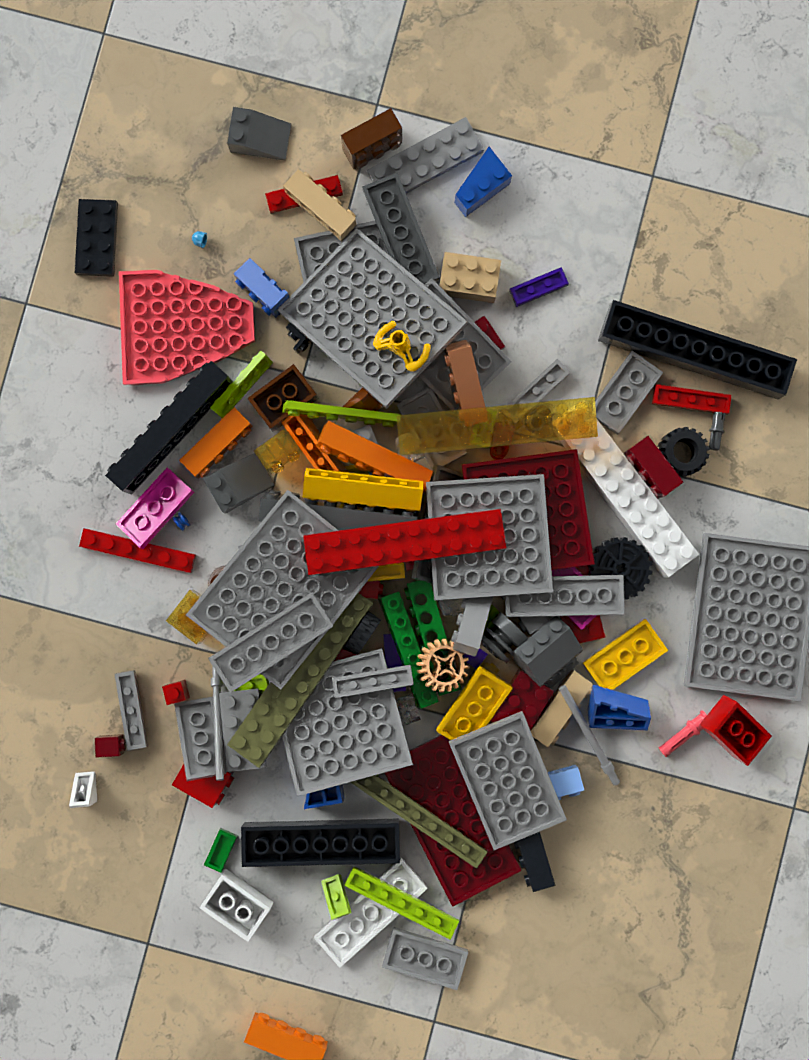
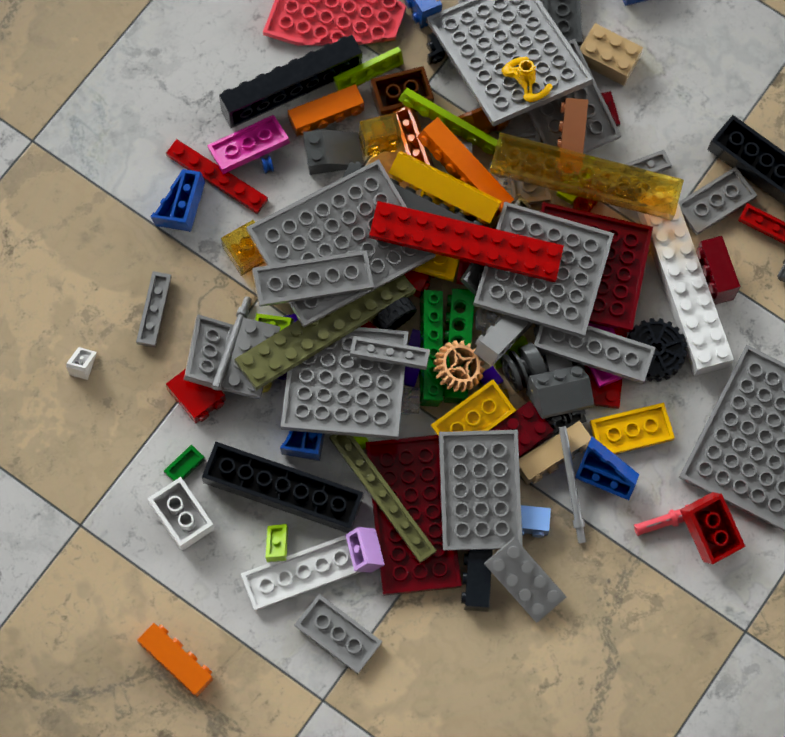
camera: 15 degrees right, 15 degrees down
(109, 745) = (121, 332): dark red brick -> none
(114, 593) = (181, 203): none -> blue wedge
(175, 692) = (202, 306): red brick -> none
(401, 902) = (337, 568): lime plate -> none
(420, 875) = (364, 549): none -> lavender brick
(538, 287) = (669, 85): dark purple tile -> none
(579, 846) = (525, 580): none -> light grey plate
(697, 447) = (762, 260): black tyre -> none

